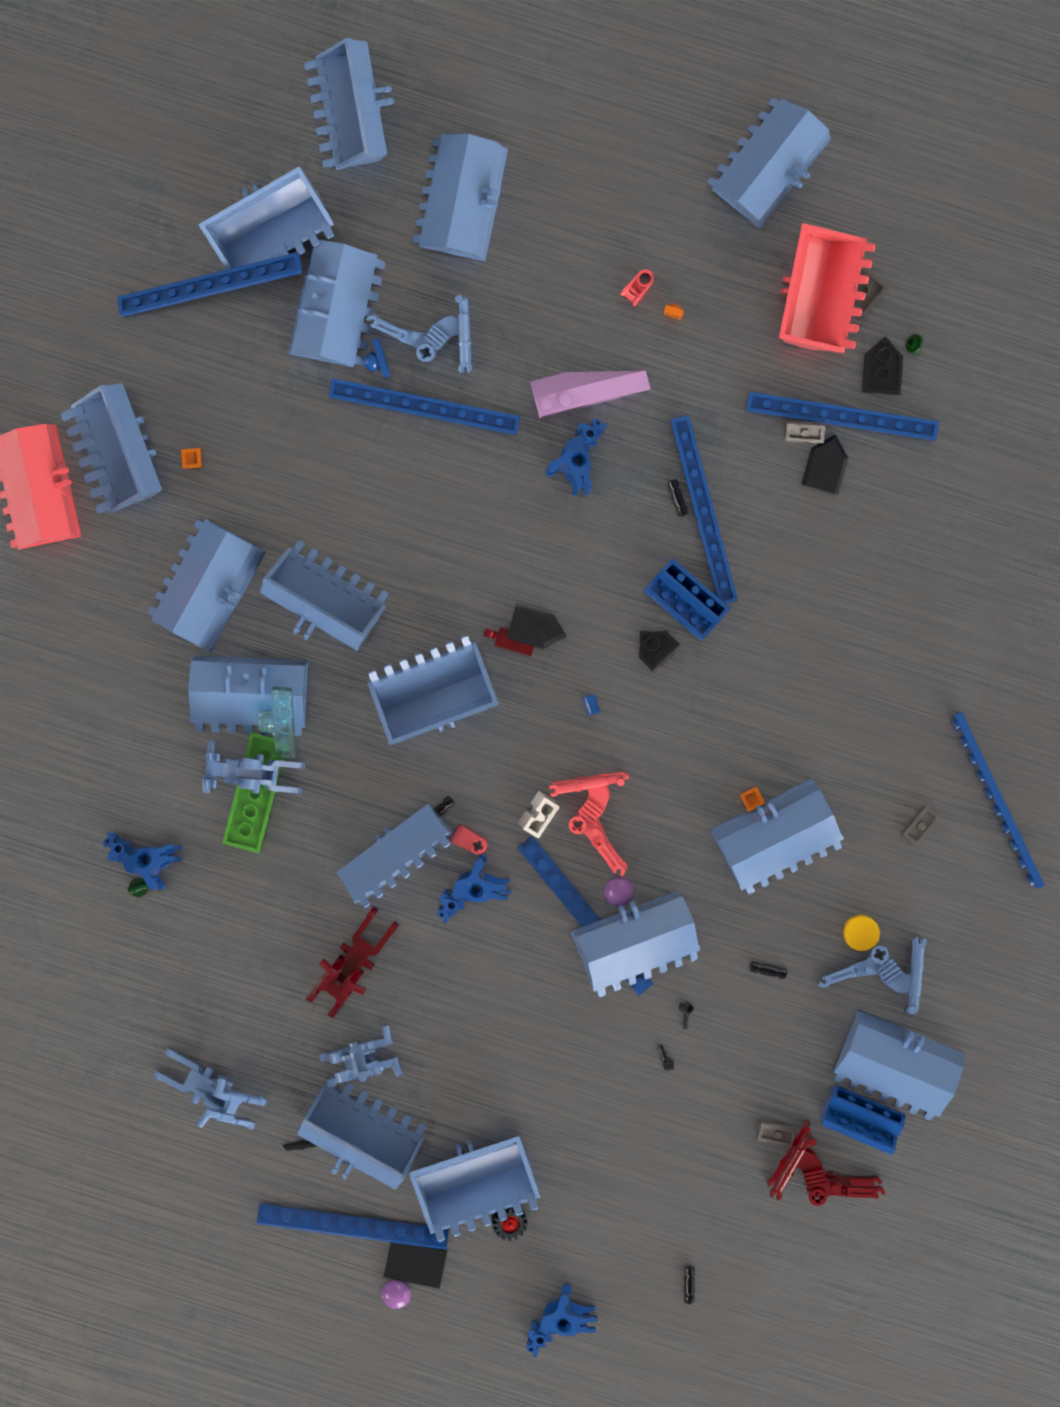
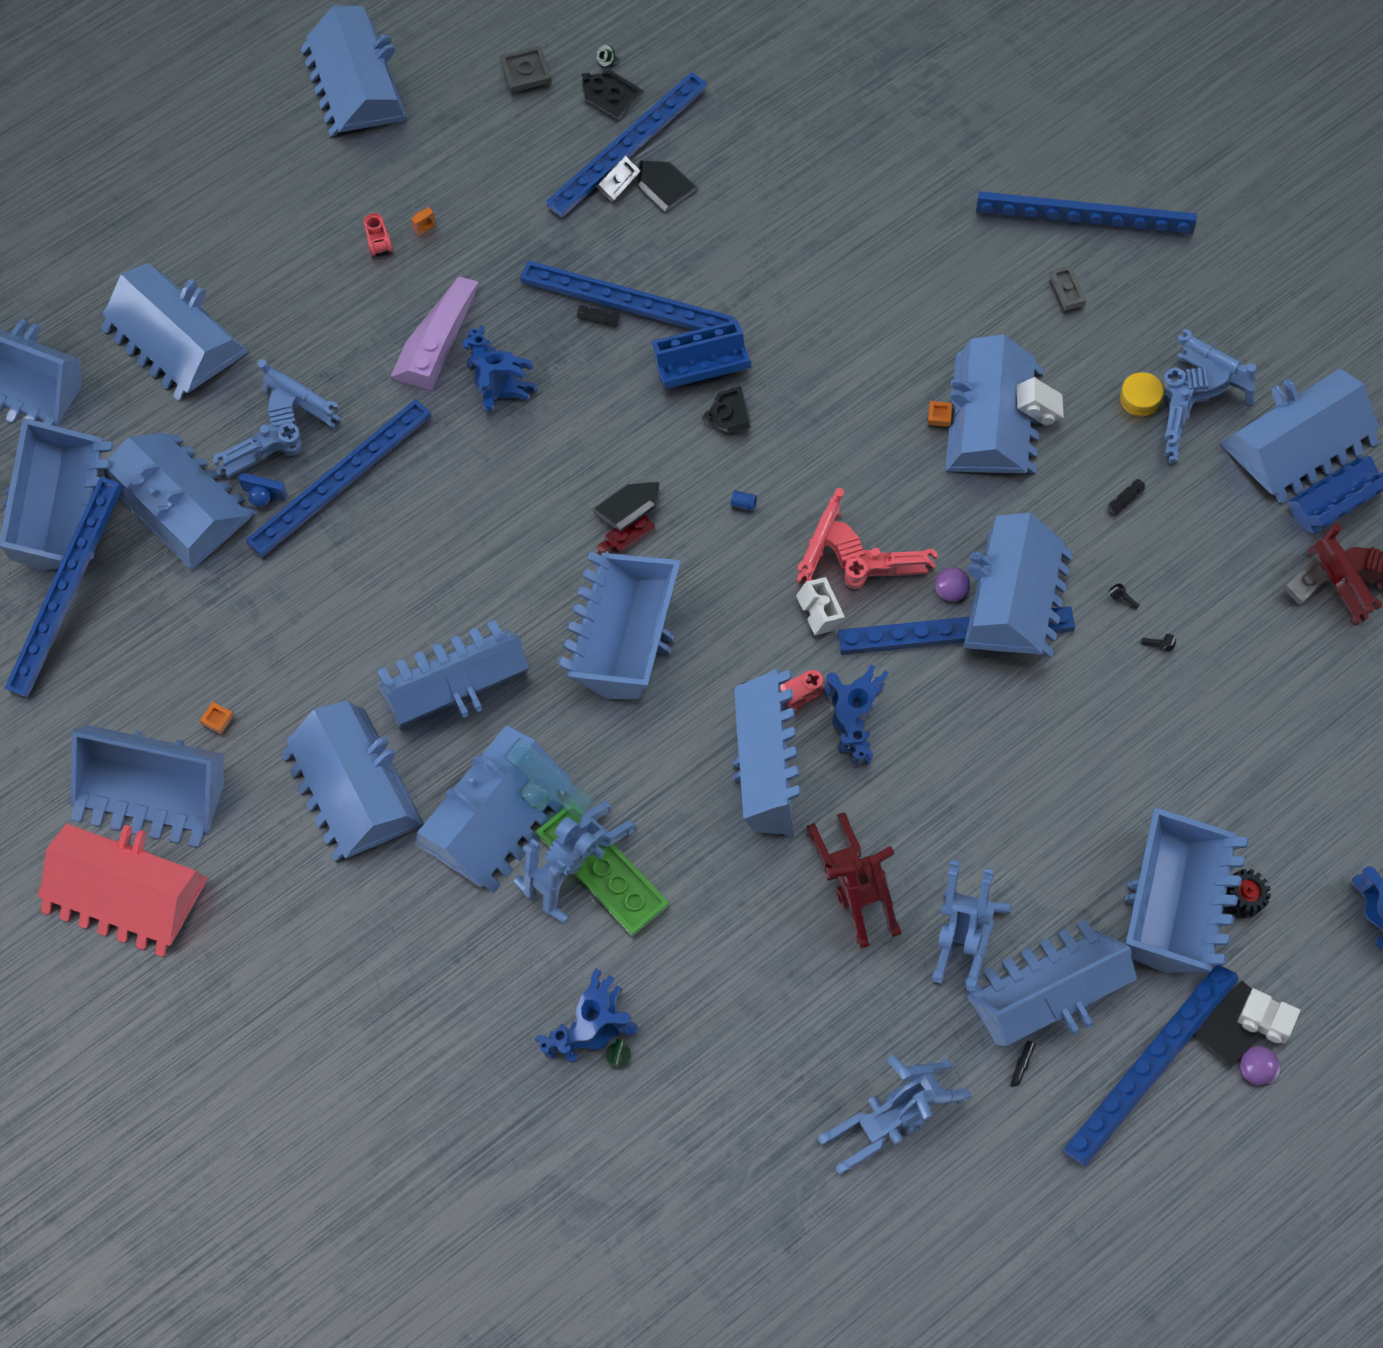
camera: 55 degrees left, 25 degrees down
(428, 1284) = (1268, 1016): none -> white brick
(801, 867) = (1039, 401): none -> white brick
(824, 289) = (502, 86): coral piece -> none

